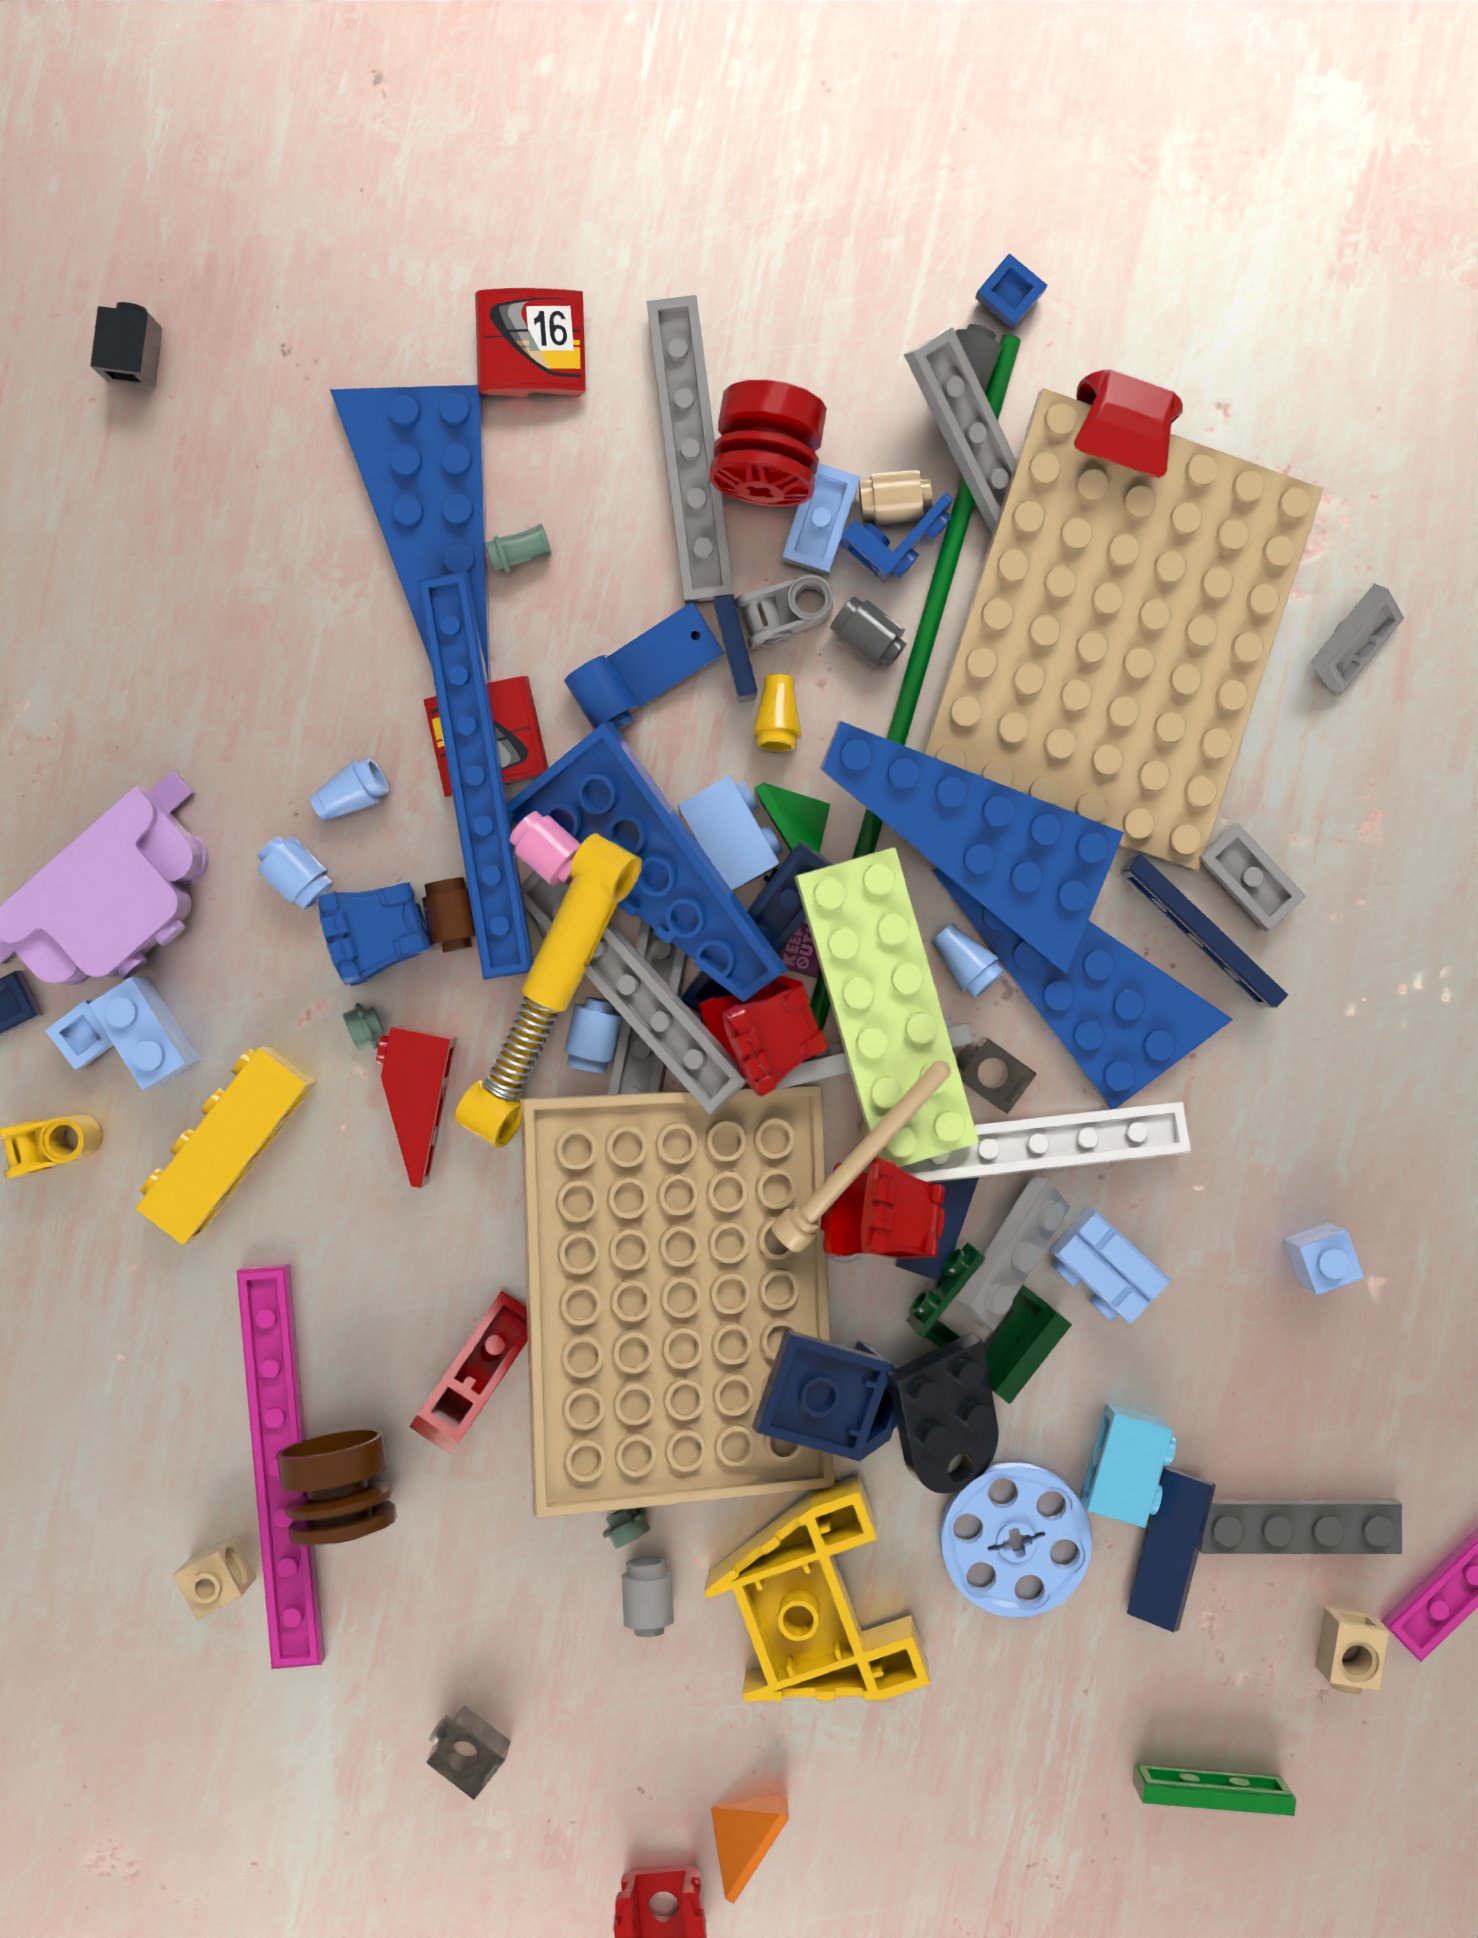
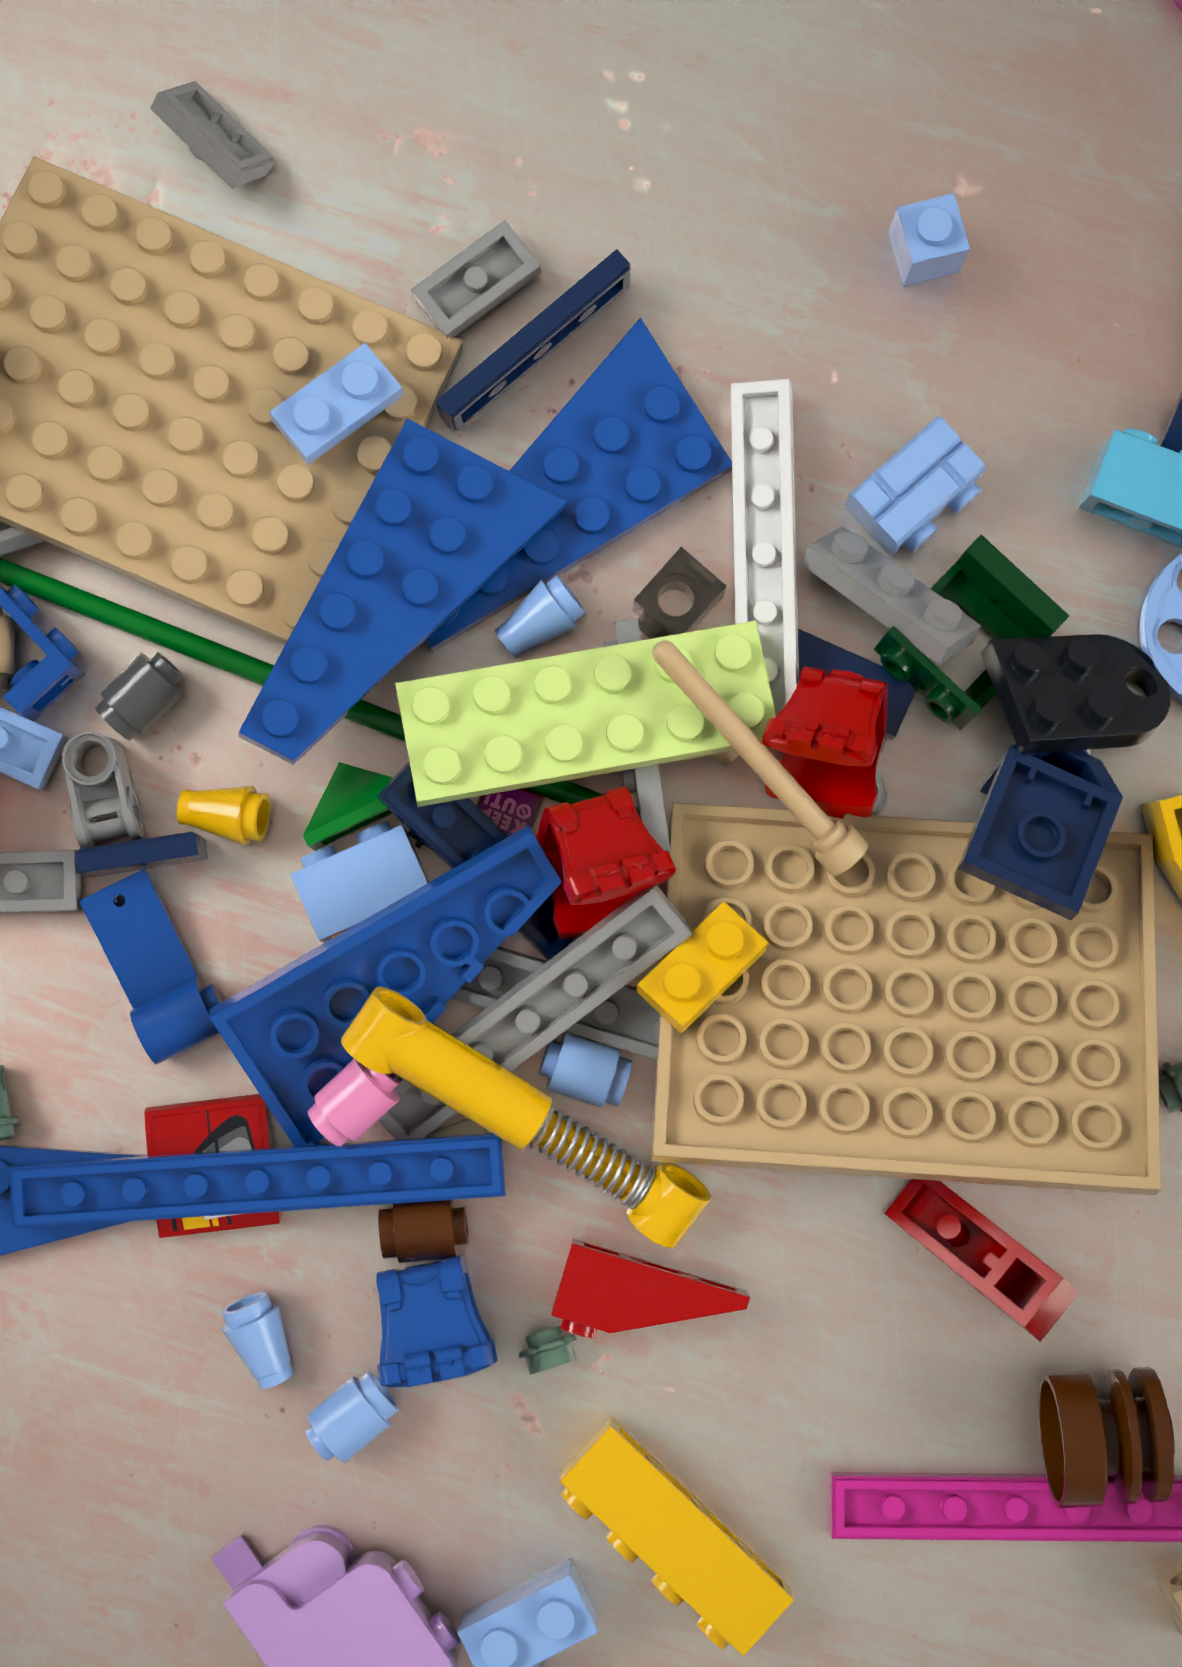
camera: 85 degrees left, 5 degrees down
(684, 1125) = (702, 967): none -> yellow plate
(1131, 771) = (336, 403): none -> light blue plate

